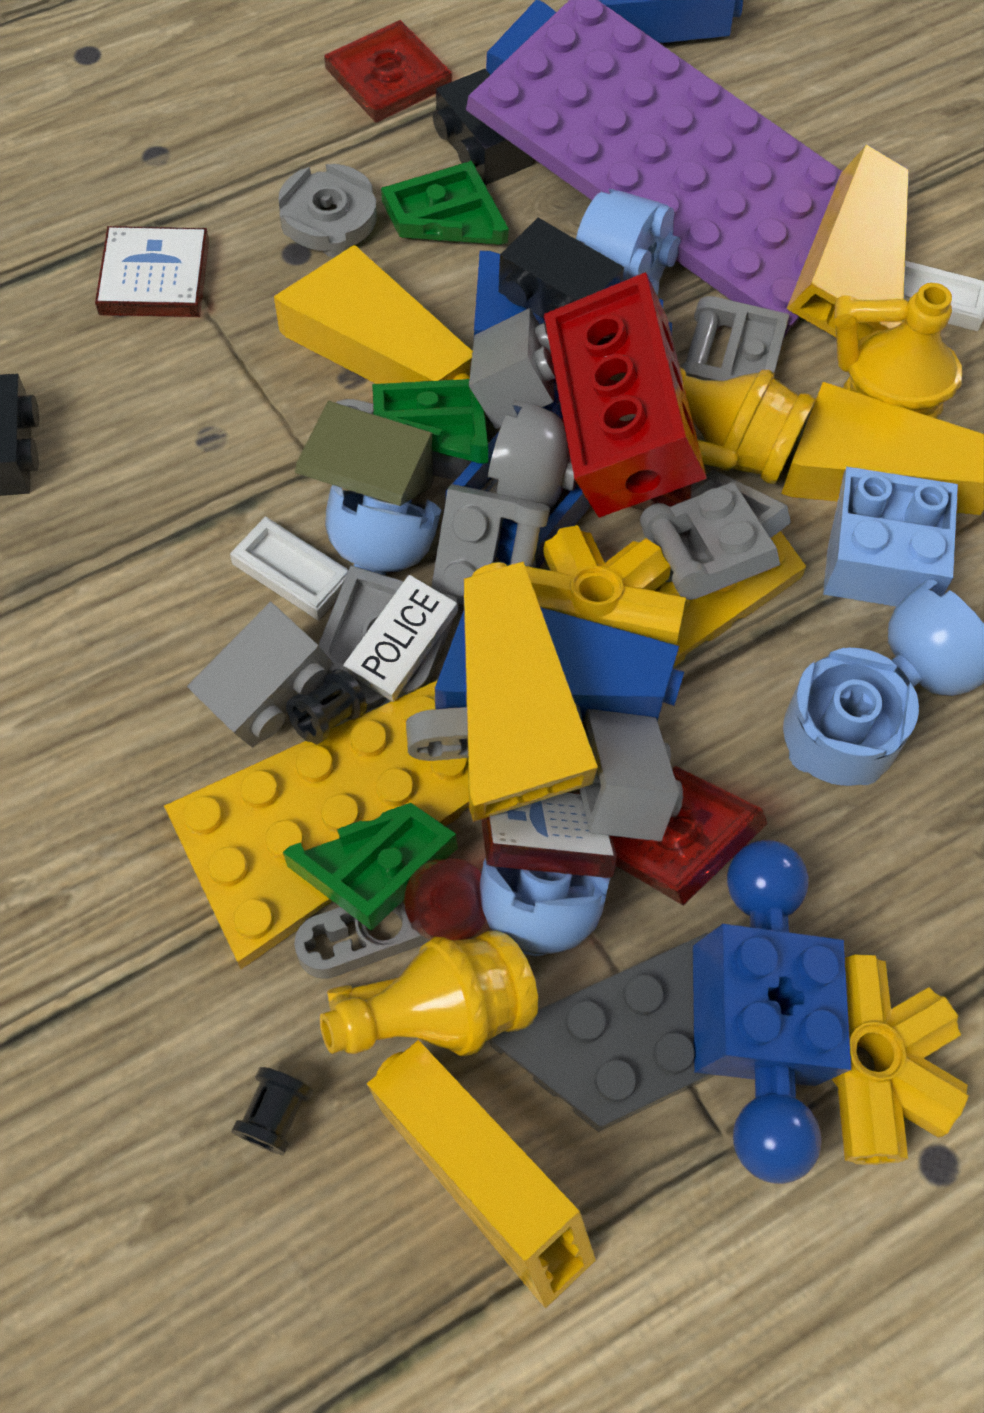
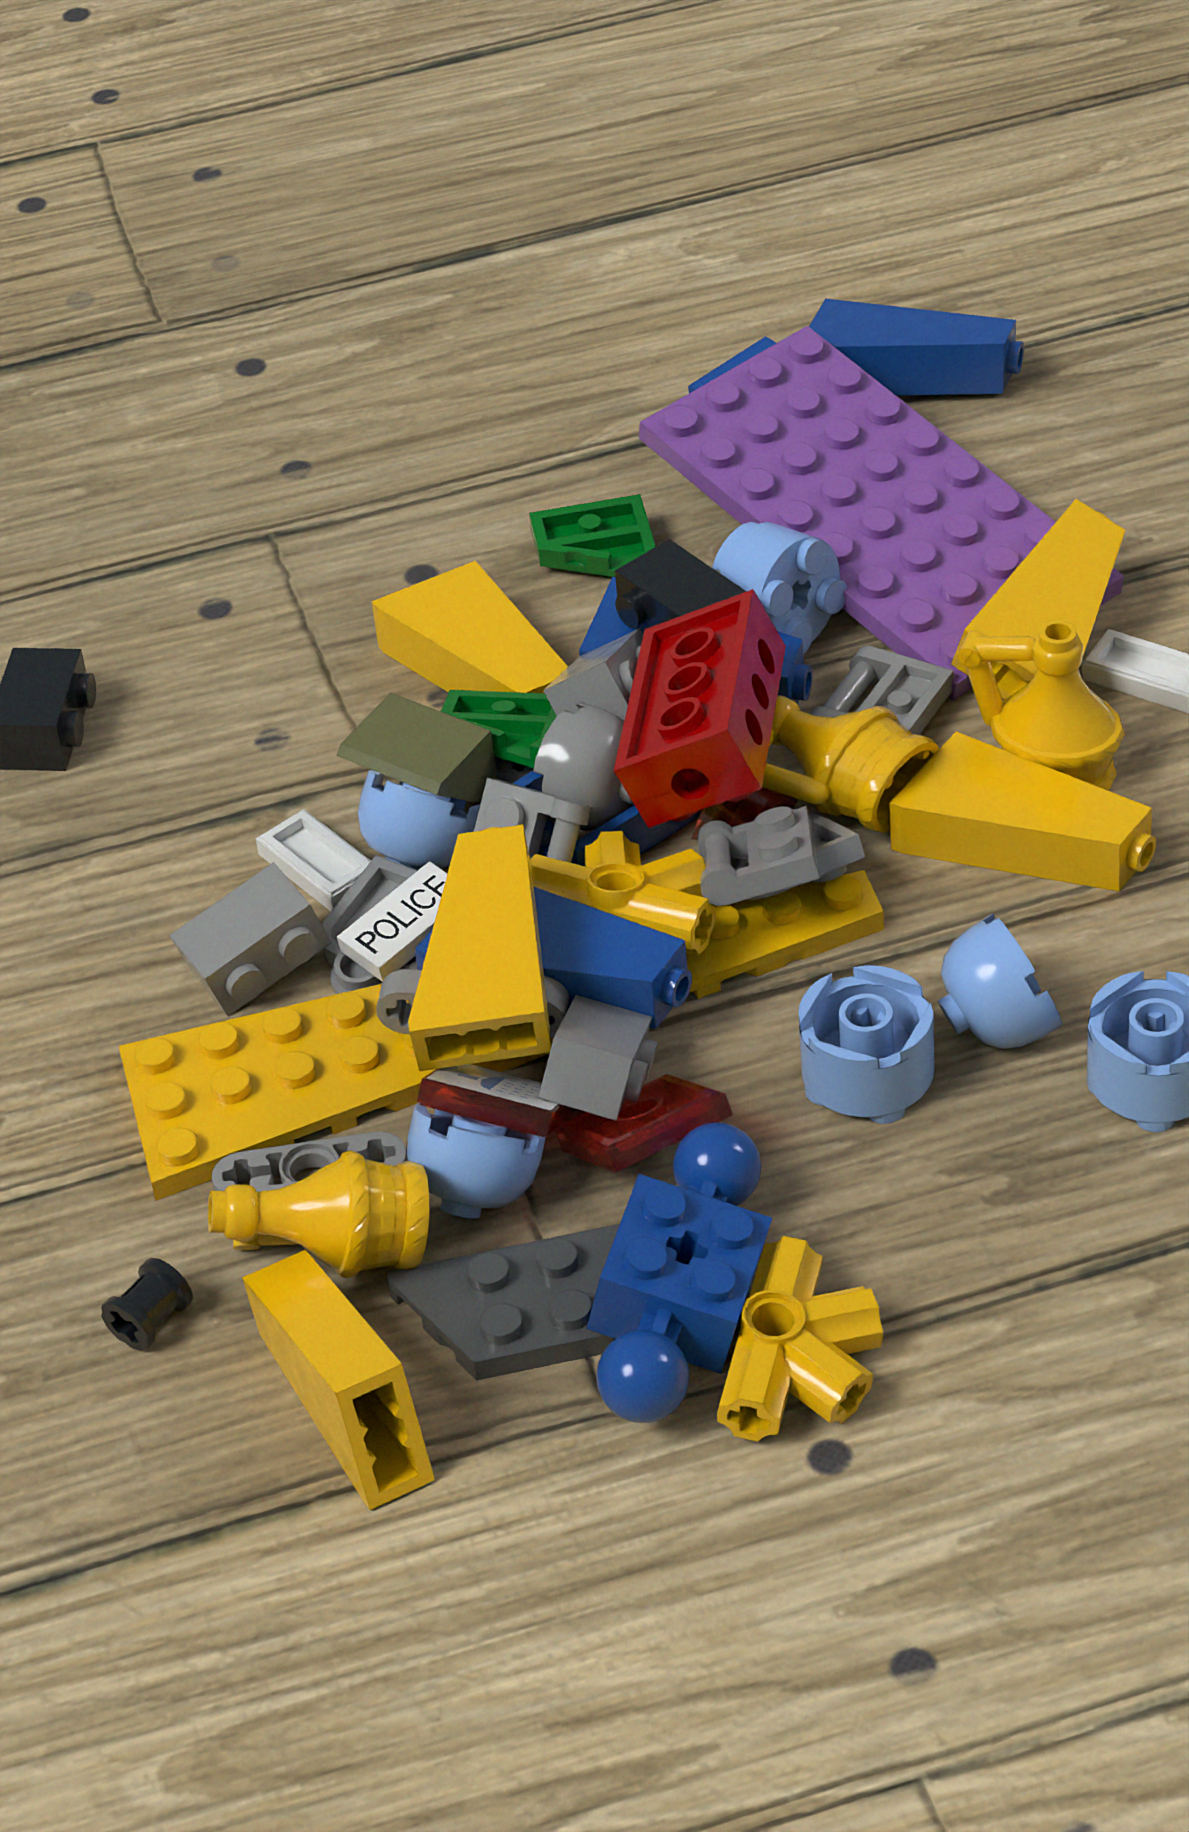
camera: 20 degrees right, 20 degrees down
(152, 271) = (256, 577): white tile -> none
(326, 706) = (308, 971): black bush -> none
(332, 229) = (466, 529): light grey plate -> none
(373, 861) = (317, 1106): green wing -> none
(387, 70) = (582, 402): clear red tile -> none
(445, 899) = (372, 1127): clear red wheel -> none
(471, 138) = (661, 486): black brick -> none
(890, 536) = (980, 870): light blue slope -> none

